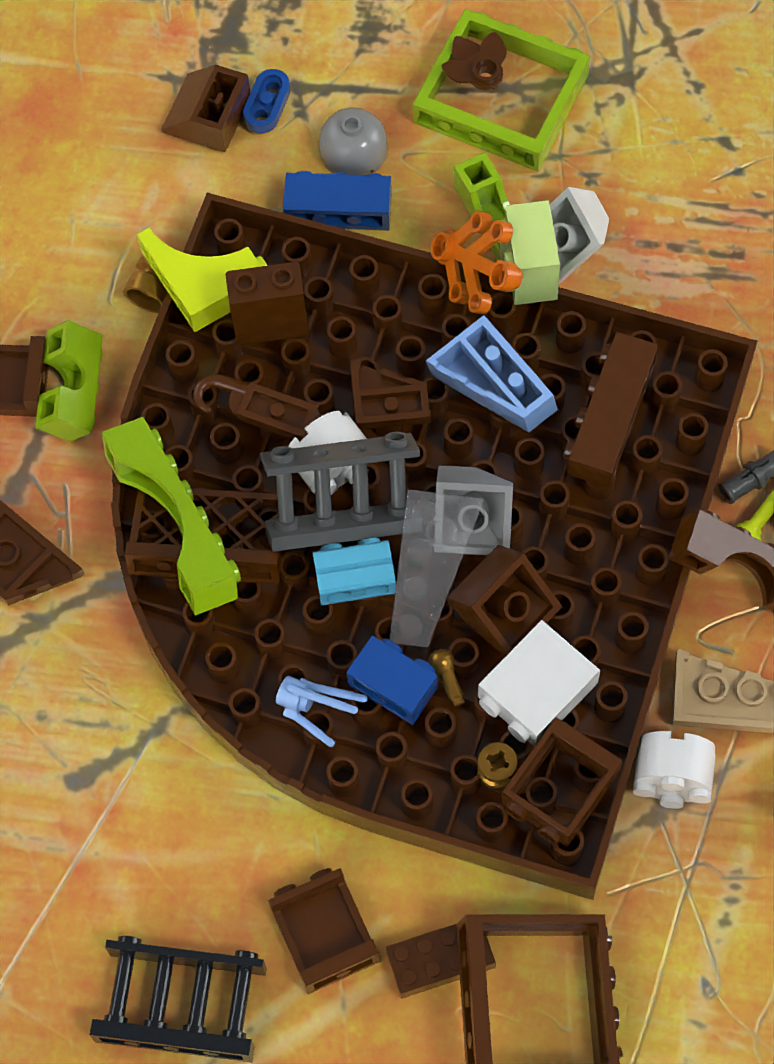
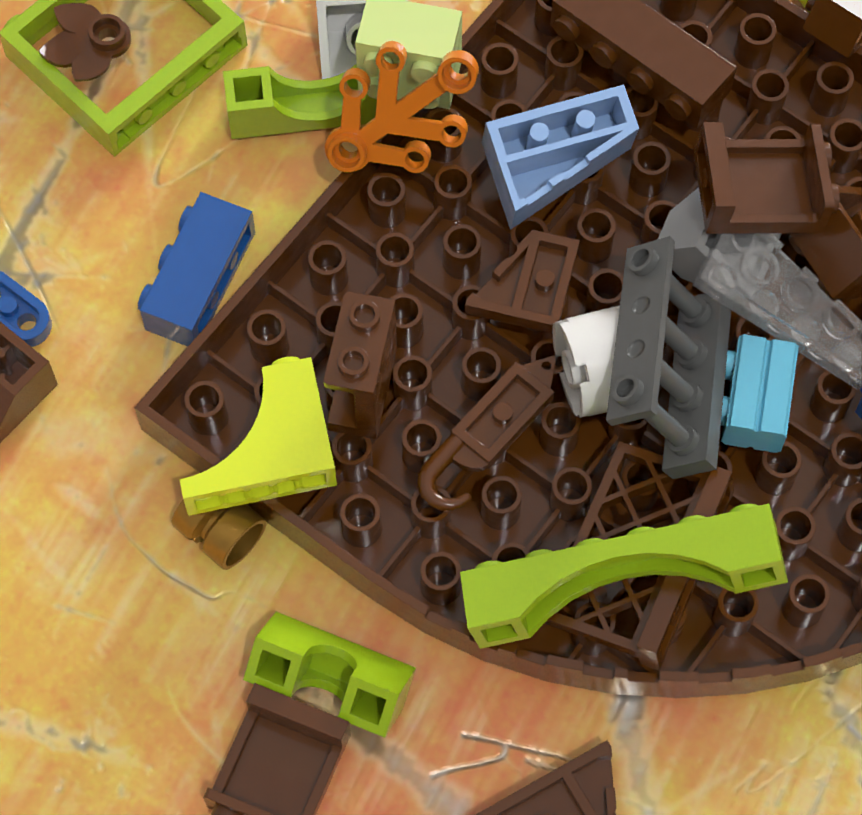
camera: 75 degrees left, 0 degrees up
(353, 142) = (118, 229): light grey cylinder -> none
(499, 505) = (764, 182): none -> reddish brown panel

